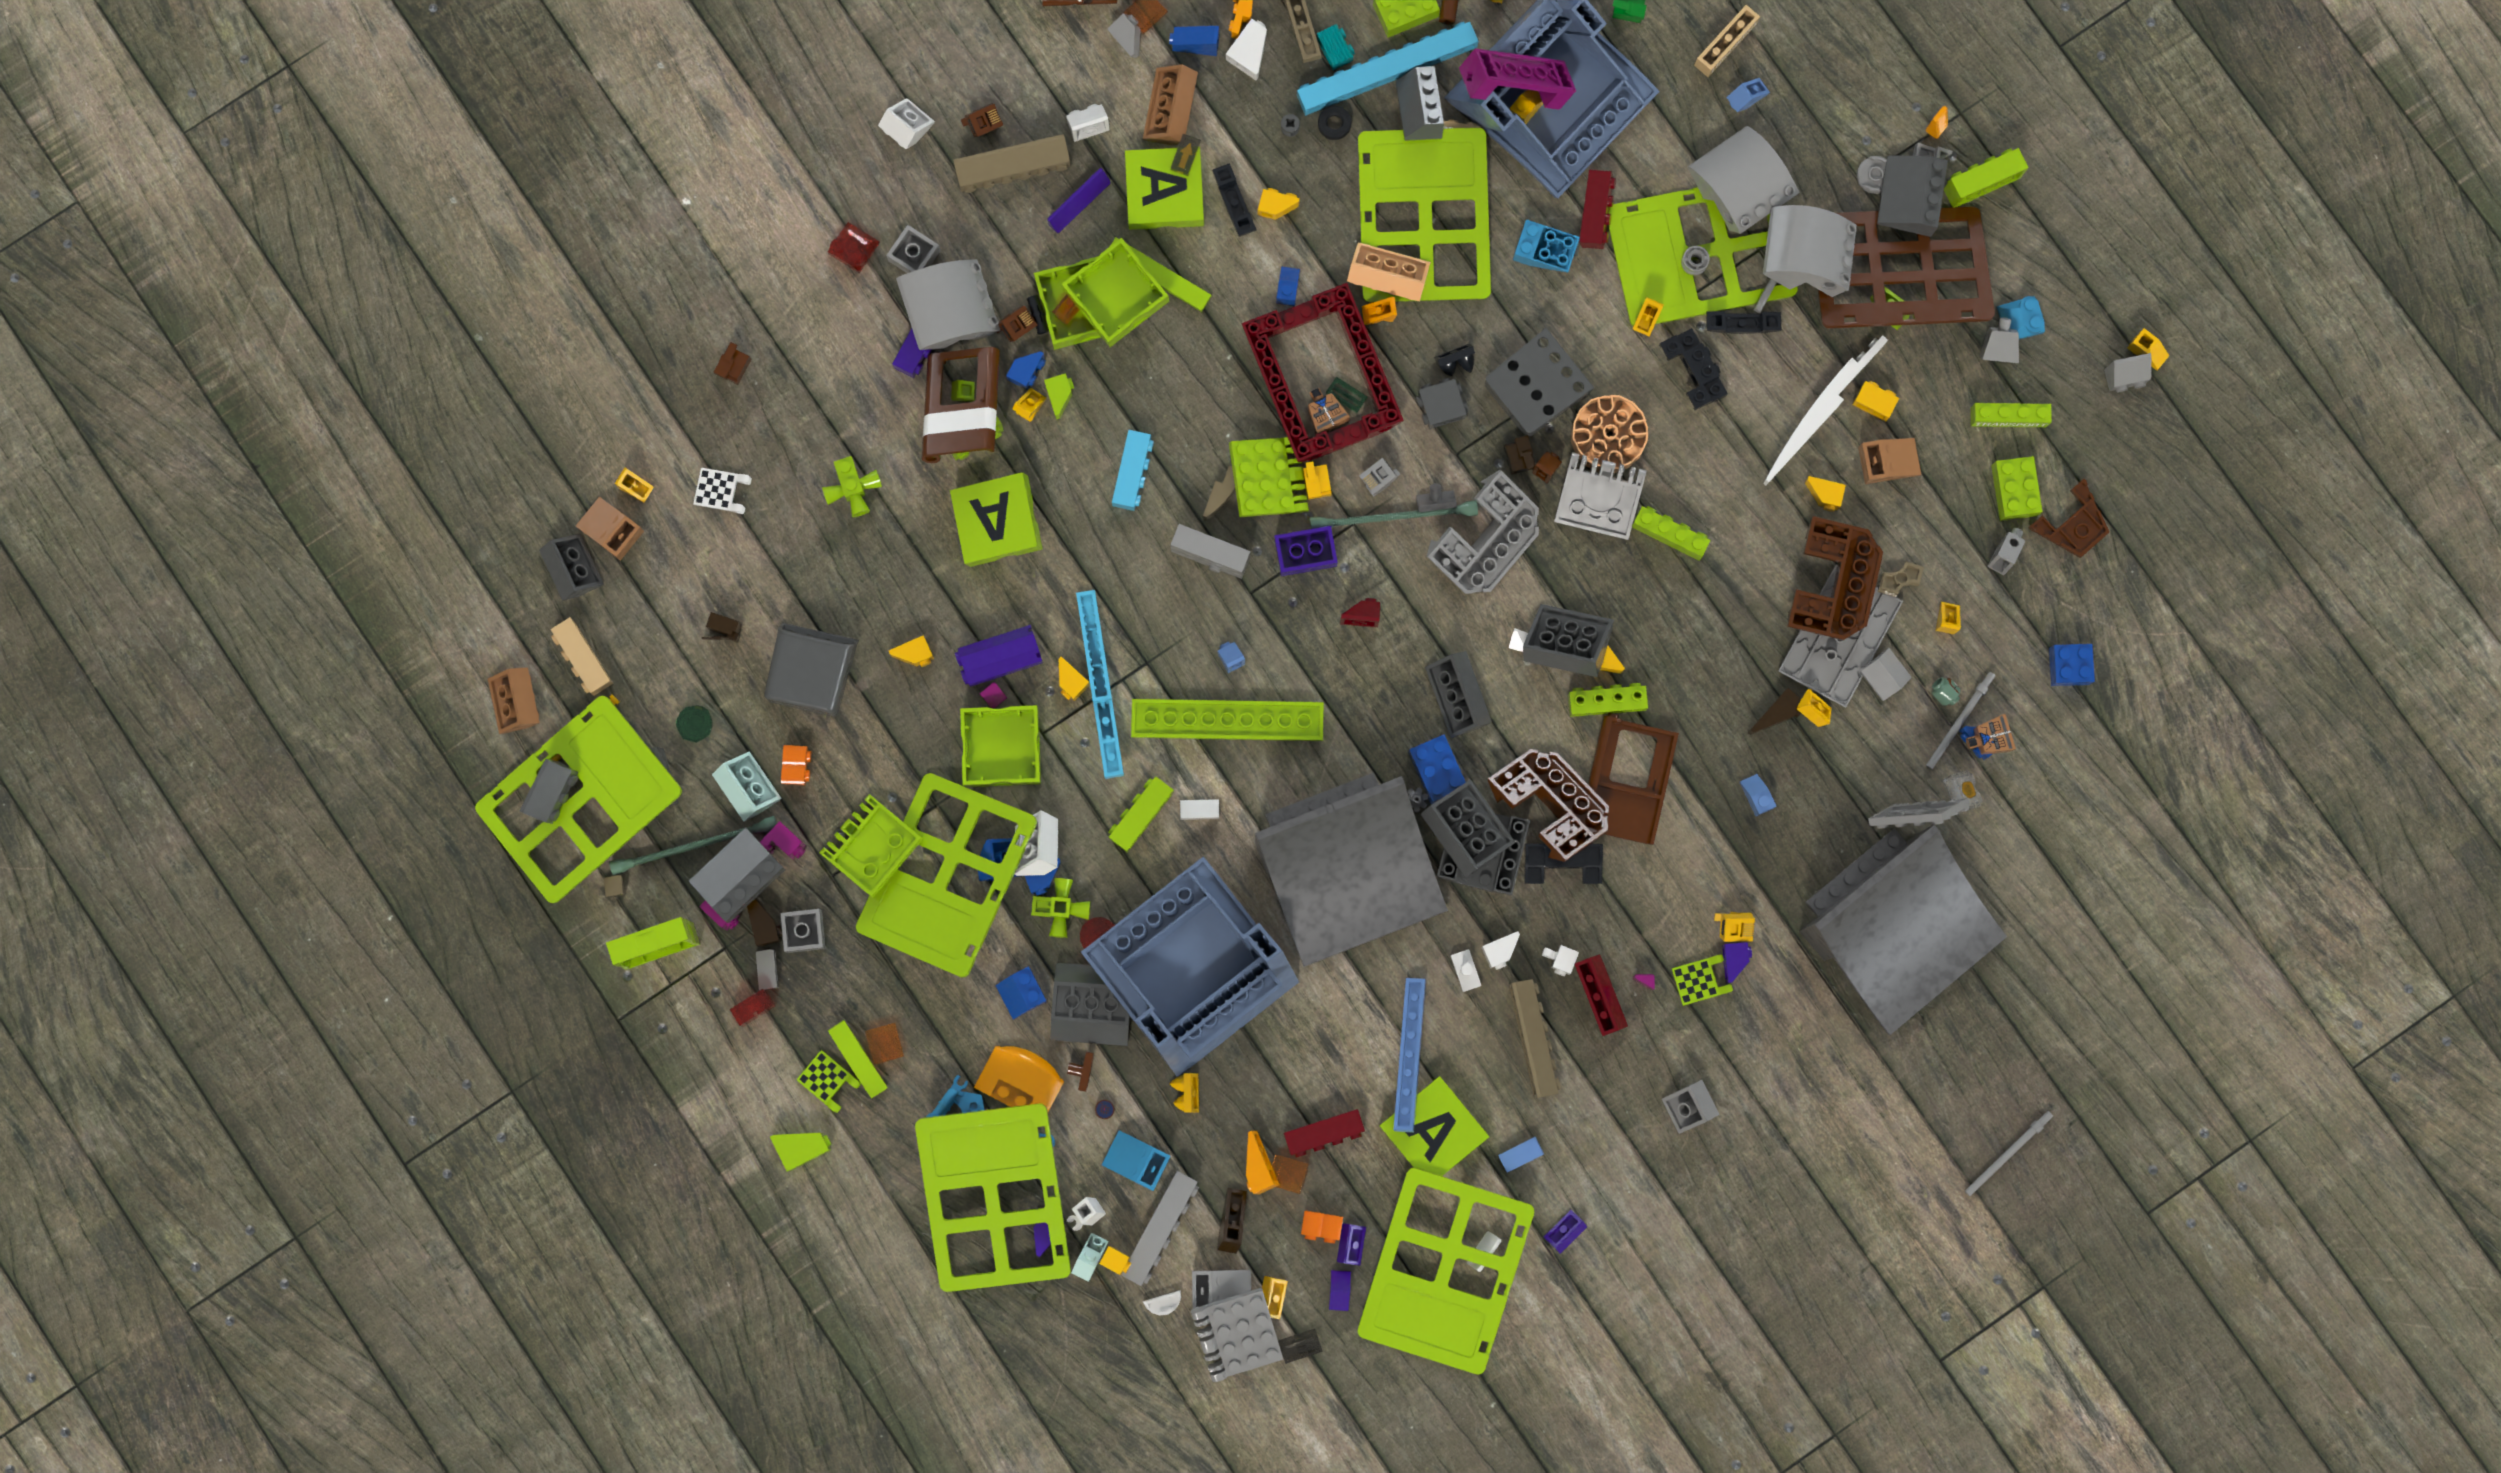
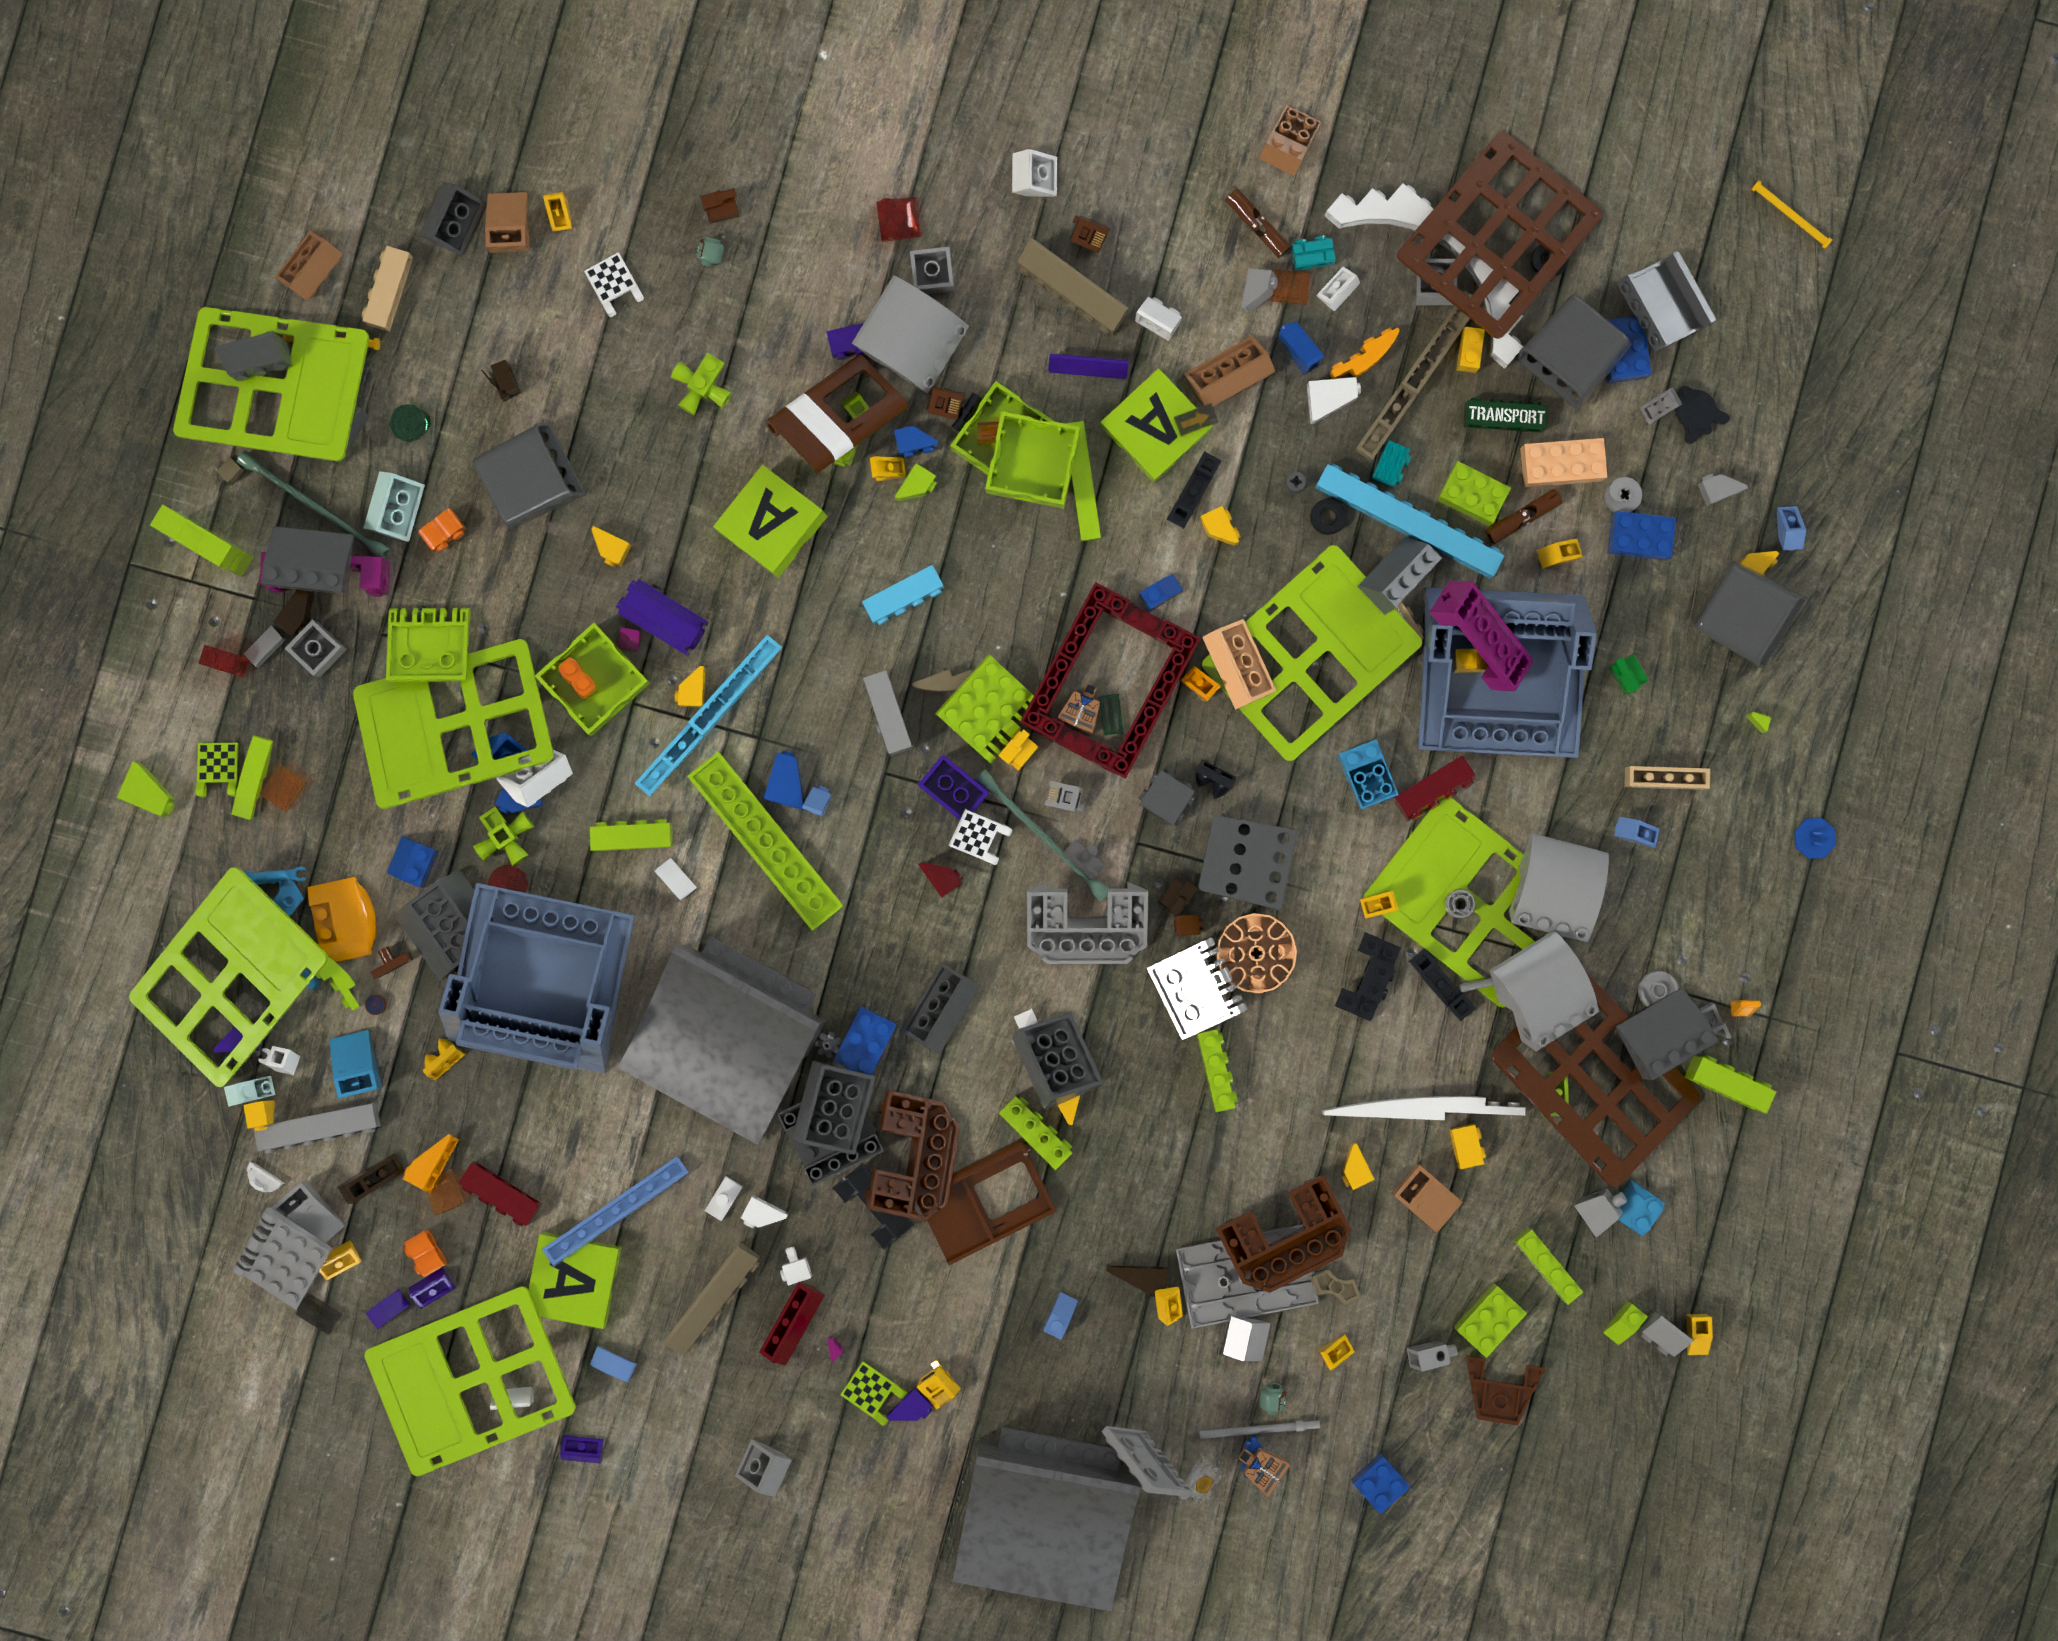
camera: 50 degrees right, 5 degrees up
(759, 400) = (710, 251): none -> sand green head
(996, 756) = (573, 675): none -> orange brick
(1067, 1119) = (340, 982): none -> lime slope
(1196, 669) = (785, 782): none -> blue slope
(1354, 562) = (976, 834): none -> white flag
(2098, 395) = (1625, 1323): none -> lime slope

